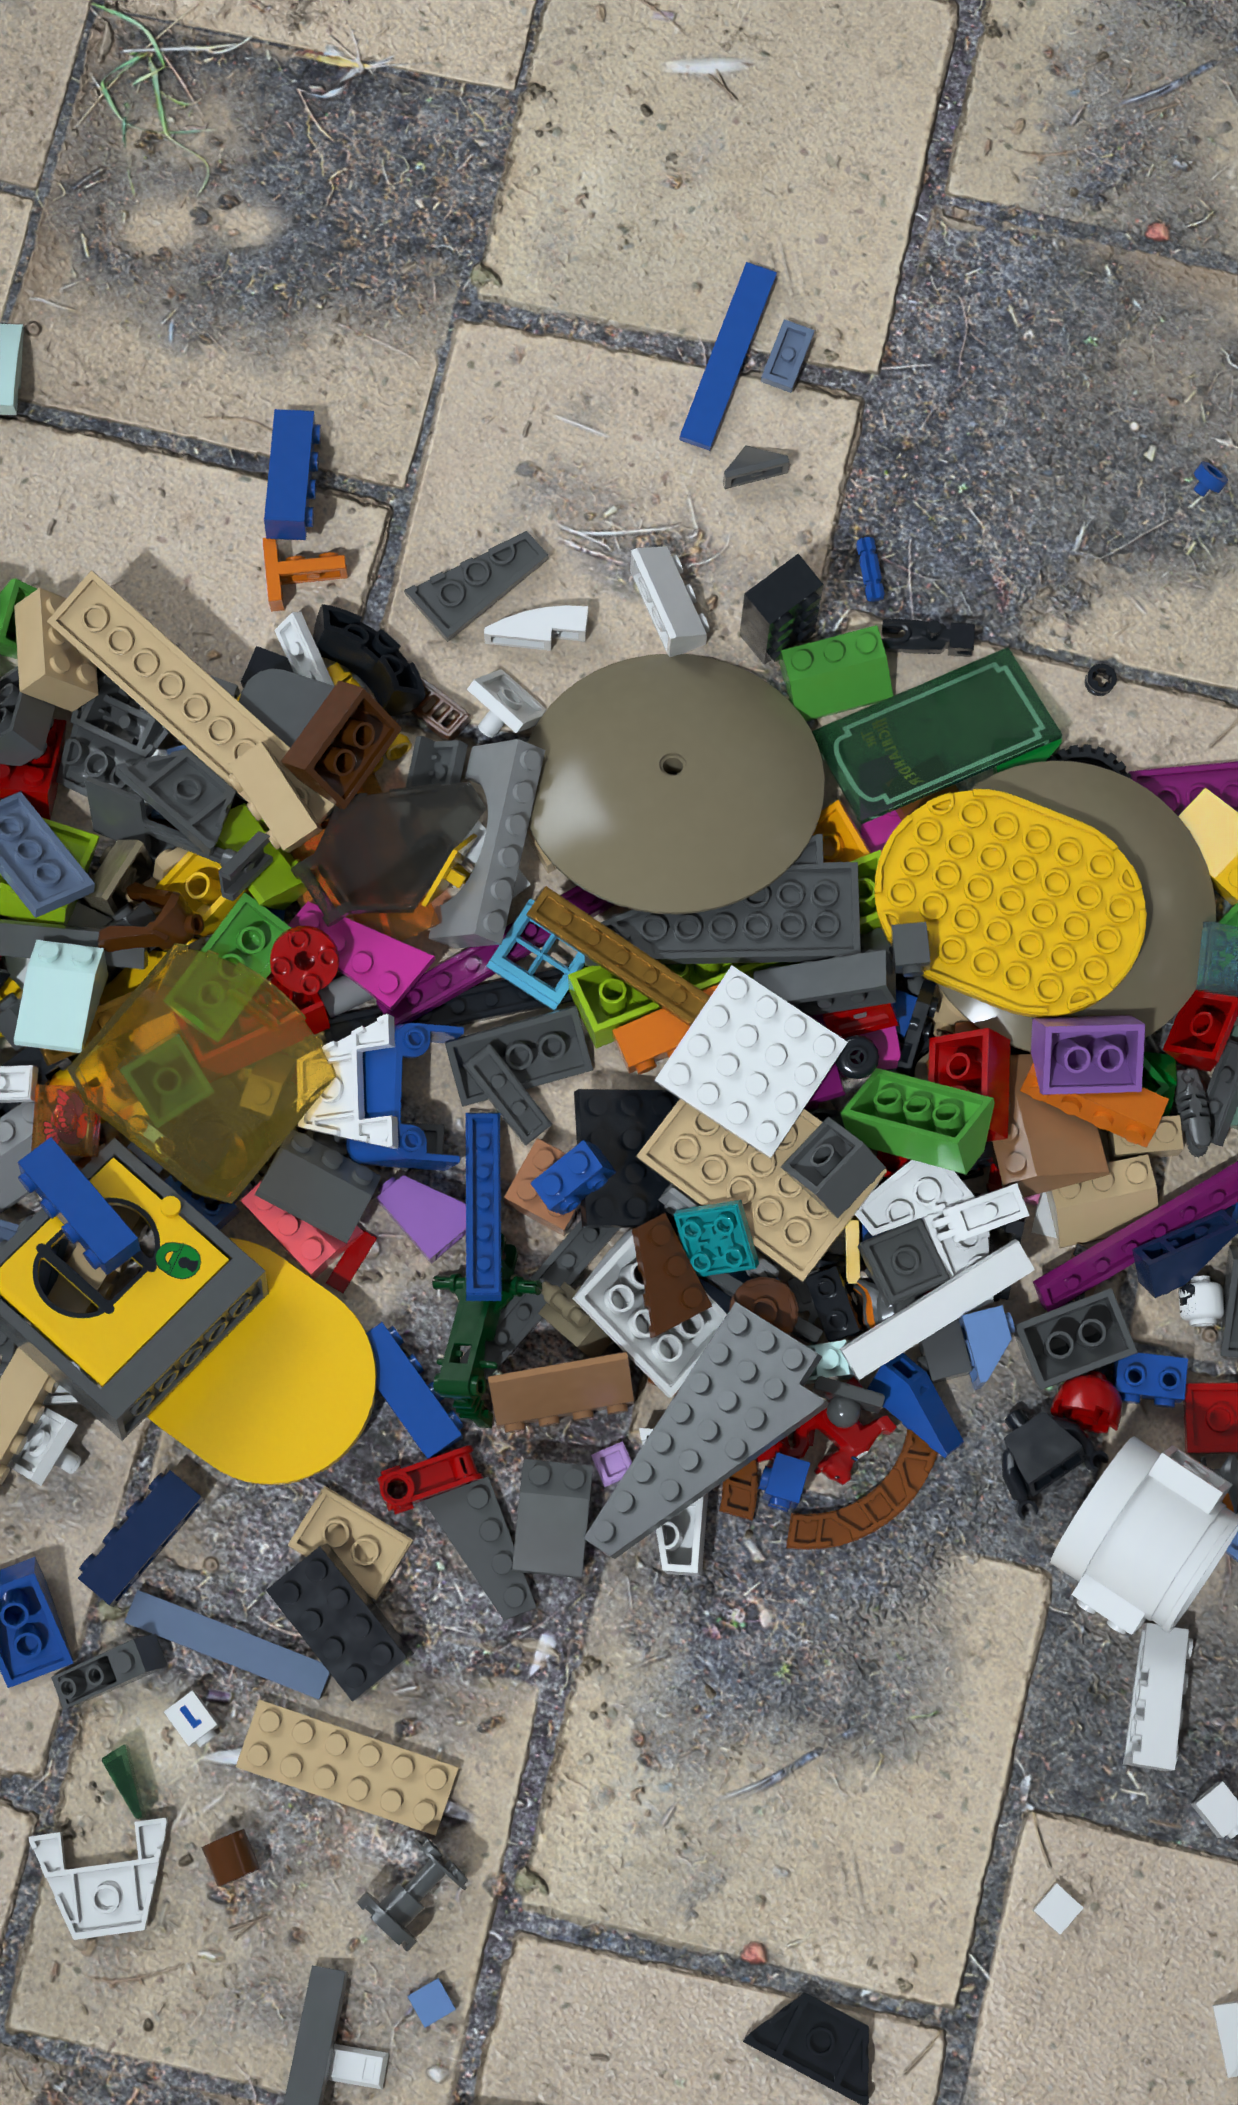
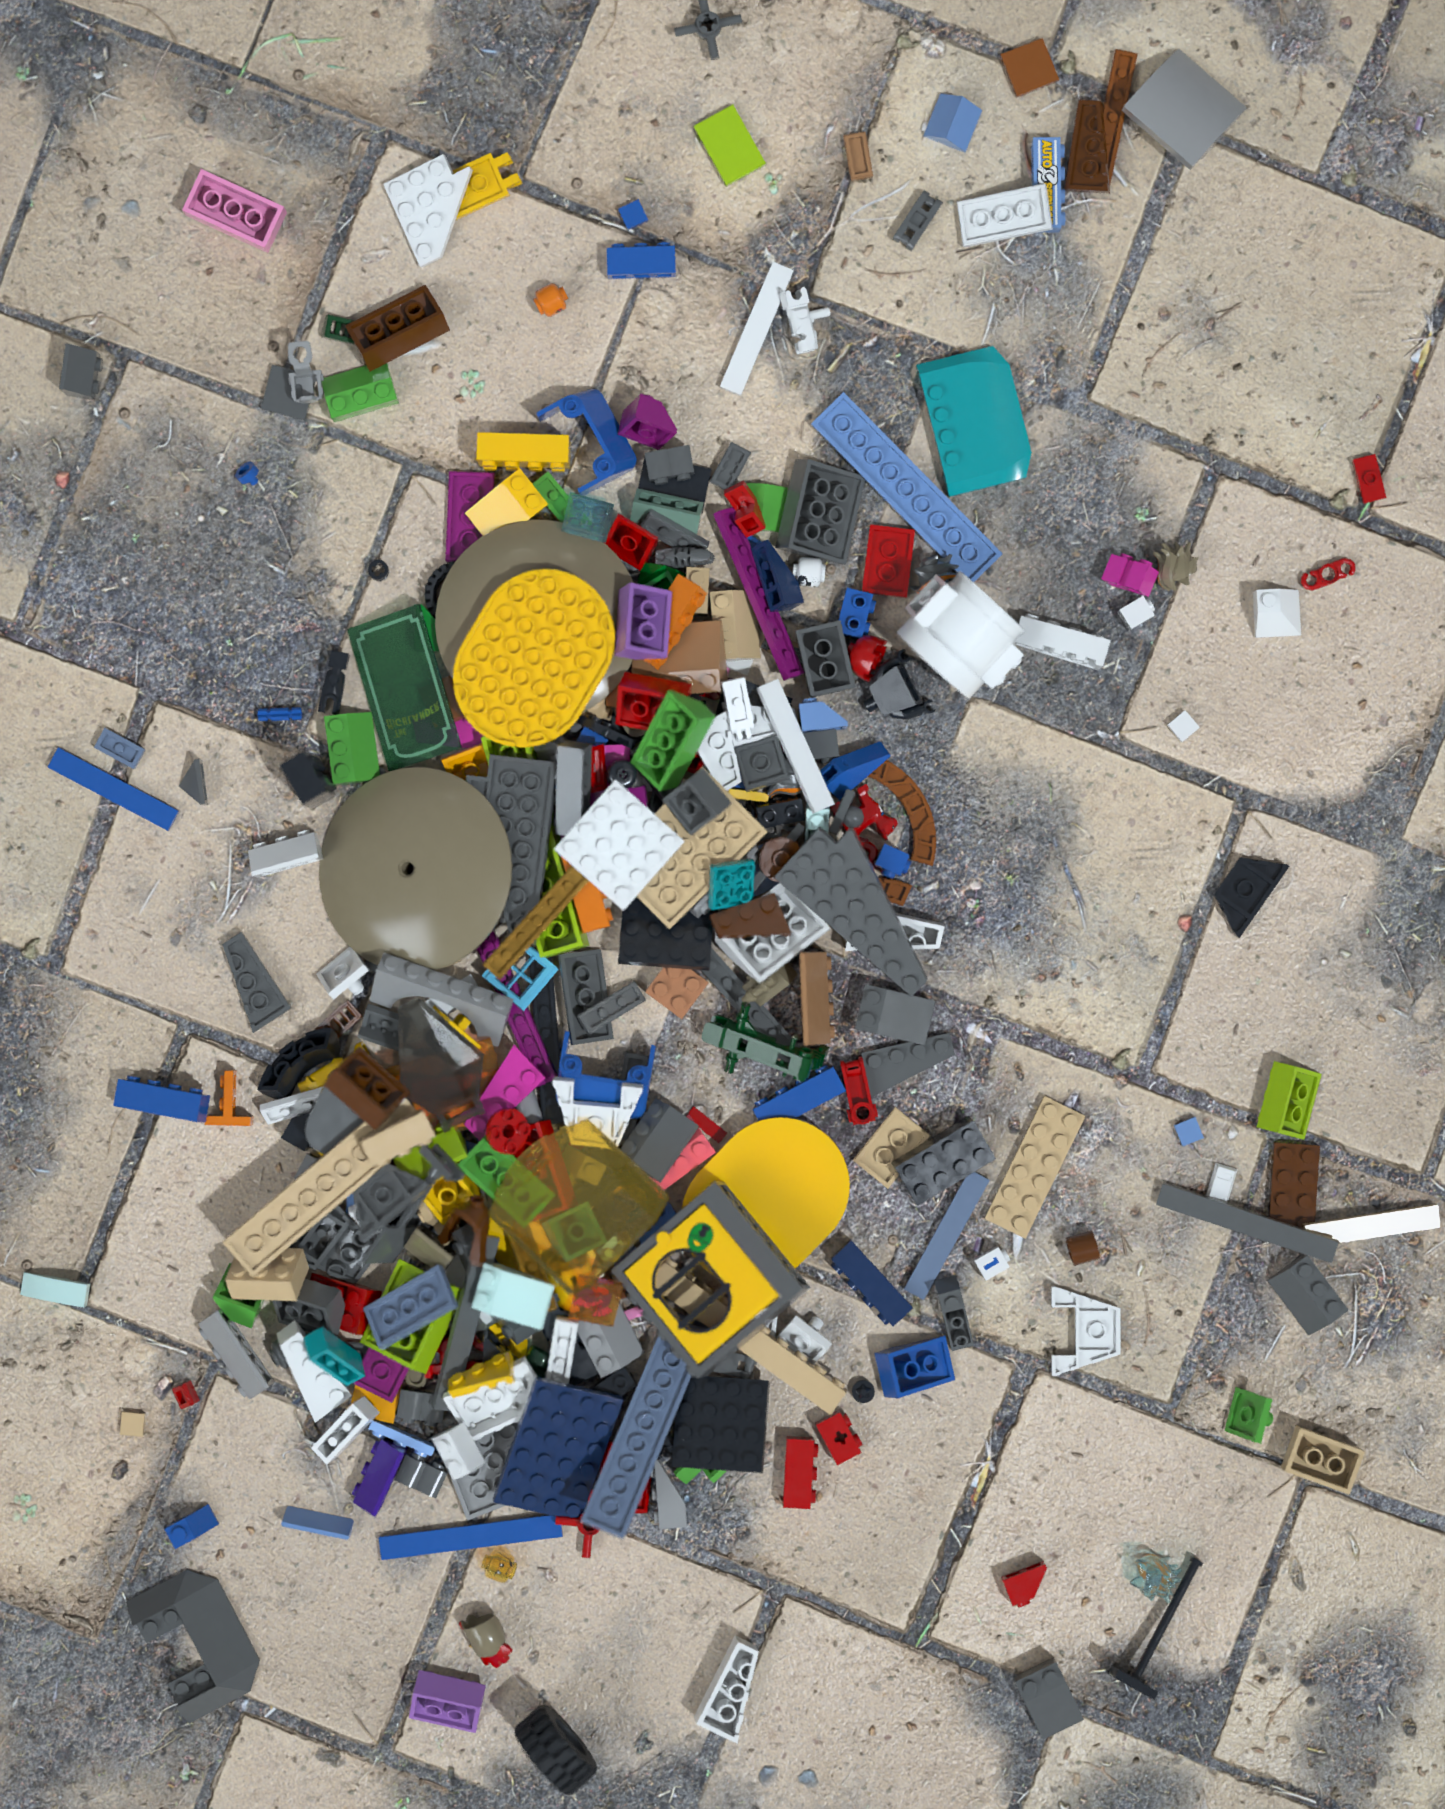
camera: 75 degrees left, 10 degrees up
(78, 1206) = (657, 1298): blue brick -> none
(122, 1771) = (1020, 1311): clear green slope -> none
(404, 1903) = (1126, 1141): dark grey piece -> none
(424, 1215) = (685, 1071): medium lavender slope -> none
(483, 1207) = (686, 1033): blue tile -> none
(538, 626) = (291, 945): white slope -> none
(573, 1178) = (678, 971): blue brick -> none
(612, 1463) = (863, 970): lavender tile -> none
(910, 948) = (559, 729): dark grey brick -> none

